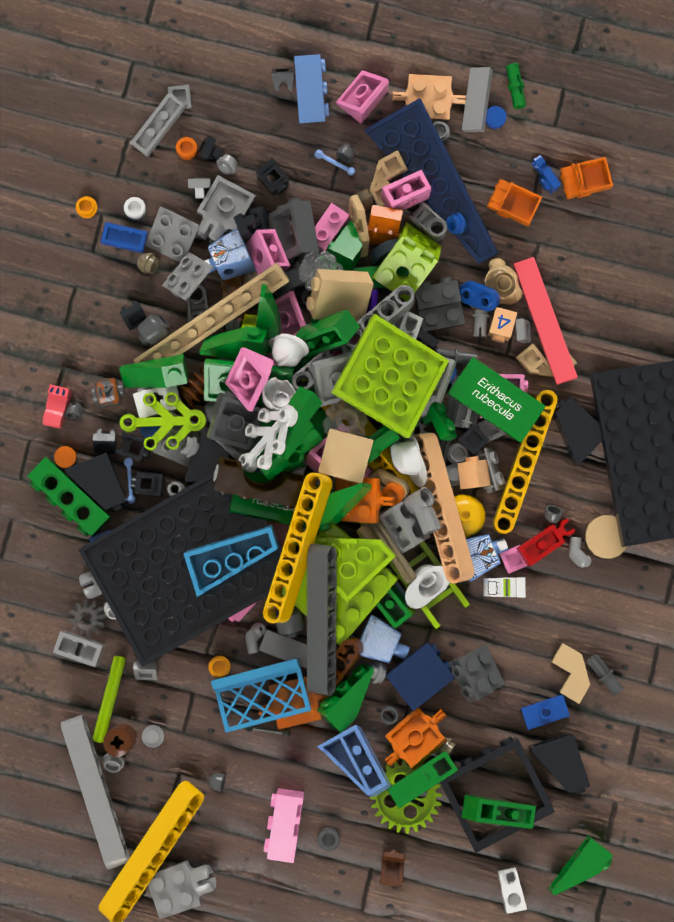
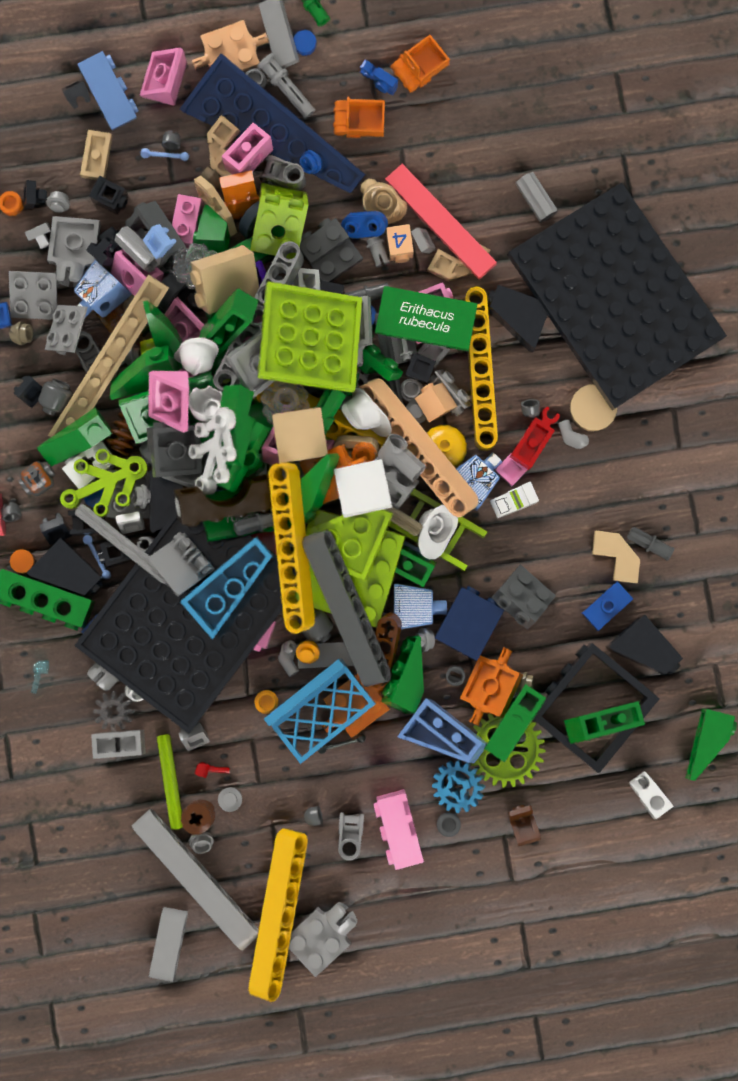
camera: 20 degrees left, 0 degrees up
(41, 554) = (39, 668): none -> clear light blue hand
(48, 836) = (168, 944): none -> light grey beam
(141, 699) = (203, 768): none -> red hand
(157, 482) = (117, 539): none -> light grey axle
(170, 464) = (130, 522): none -> white tile
(197, 520) = (180, 564): none -> light grey hinge
(242, 811) = (350, 833): none -> light grey piece
(272, 640) = (307, 652): none -> light orange plate
(274, 513) = (254, 523): none -> dark grey axle
(276, 138) = (96, 154): none -> tan plate
(277, 236) = (136, 249): none -> light grey axle
(297, 238) = (158, 241): none -> light blue tile
(342, 810) = (460, 795): none -> dark azure gear
(379, 524) = (362, 488): none -> white tile
(461, 138) = (280, 78): none -> light grey pin
(636, 335) = (536, 197): none -> light grey axle

